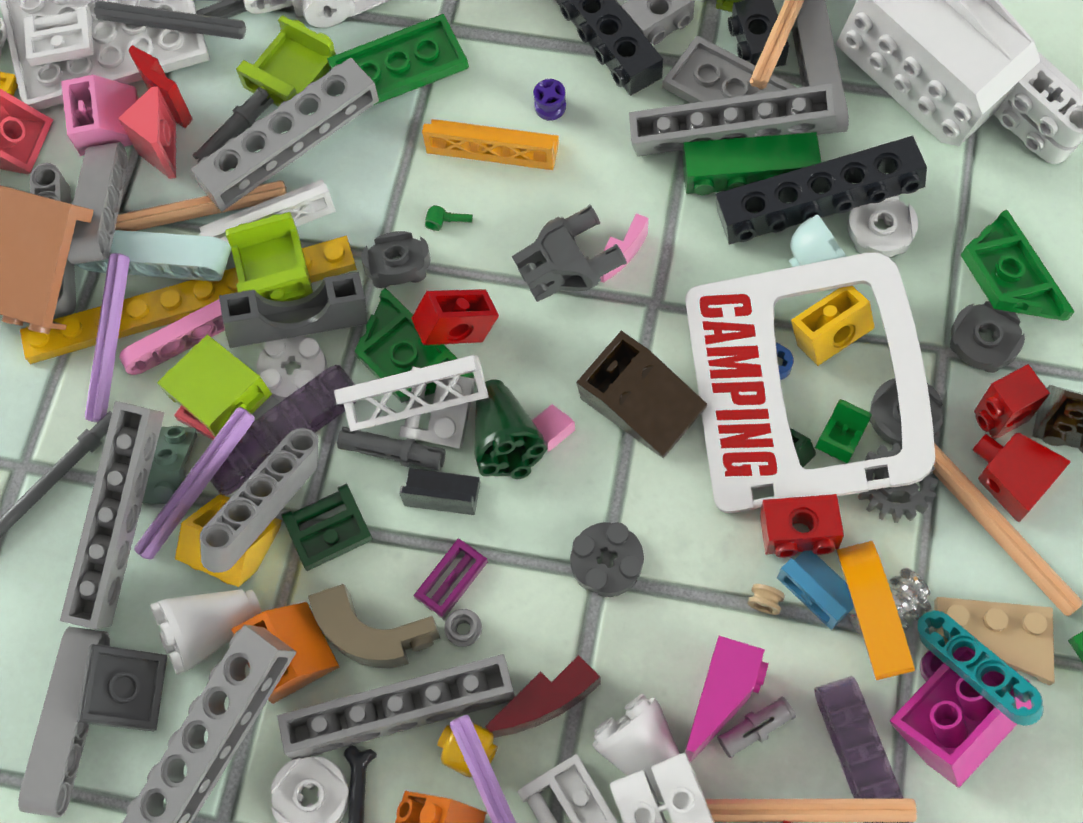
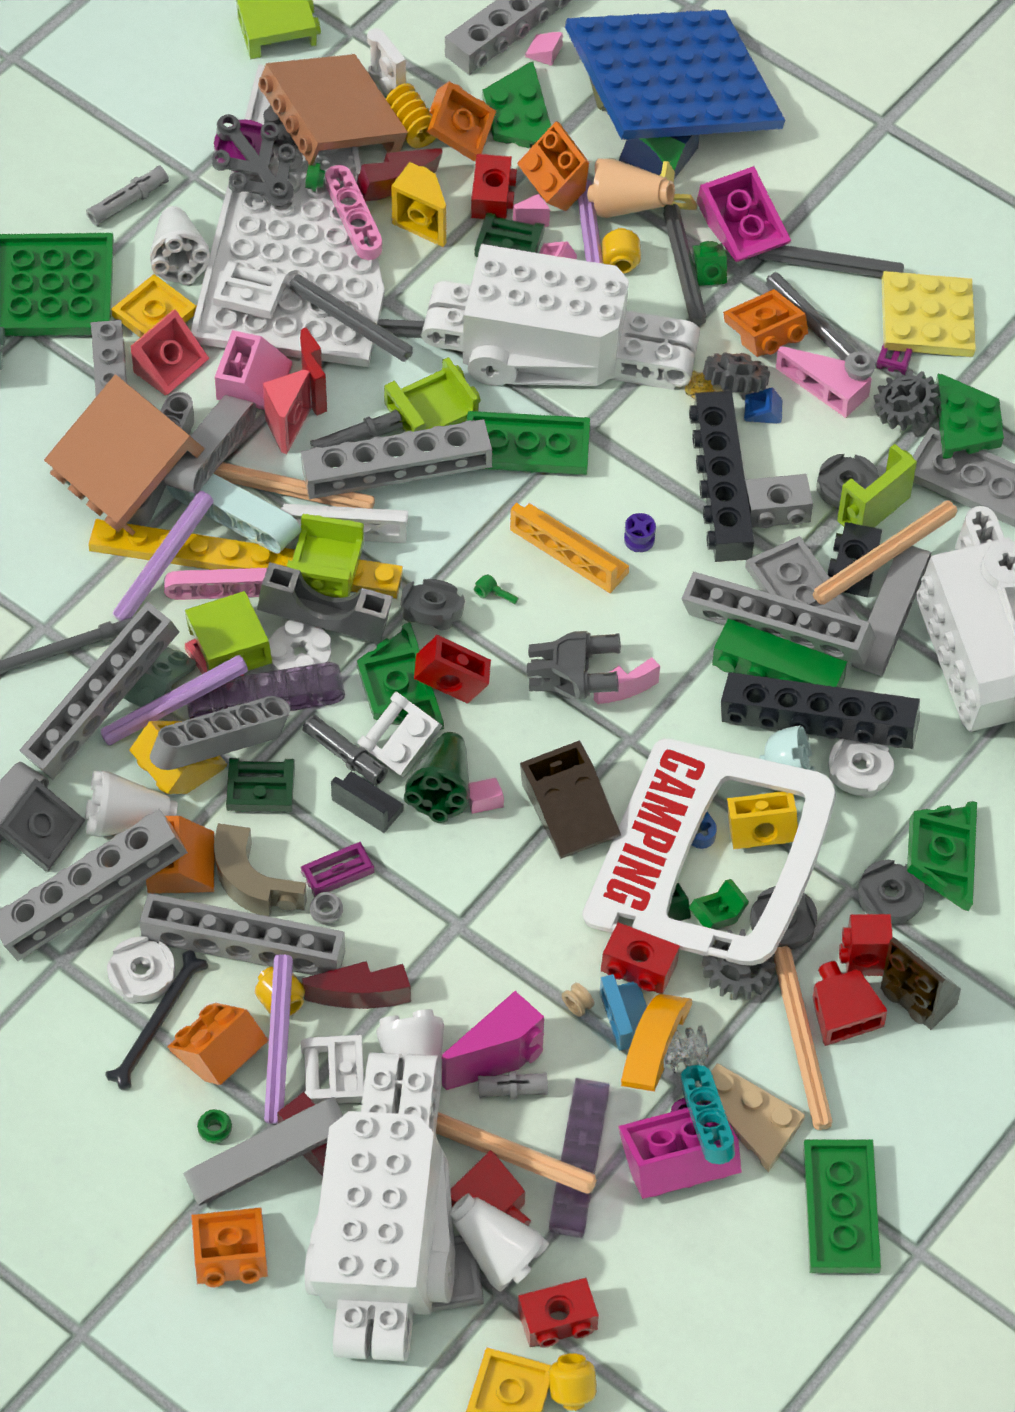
camera: 20 degrees right, 10 degrees down
(410, 379) = (385, 697): white fence -> none
(597, 577) = (470, 895): dark grey plate -> none

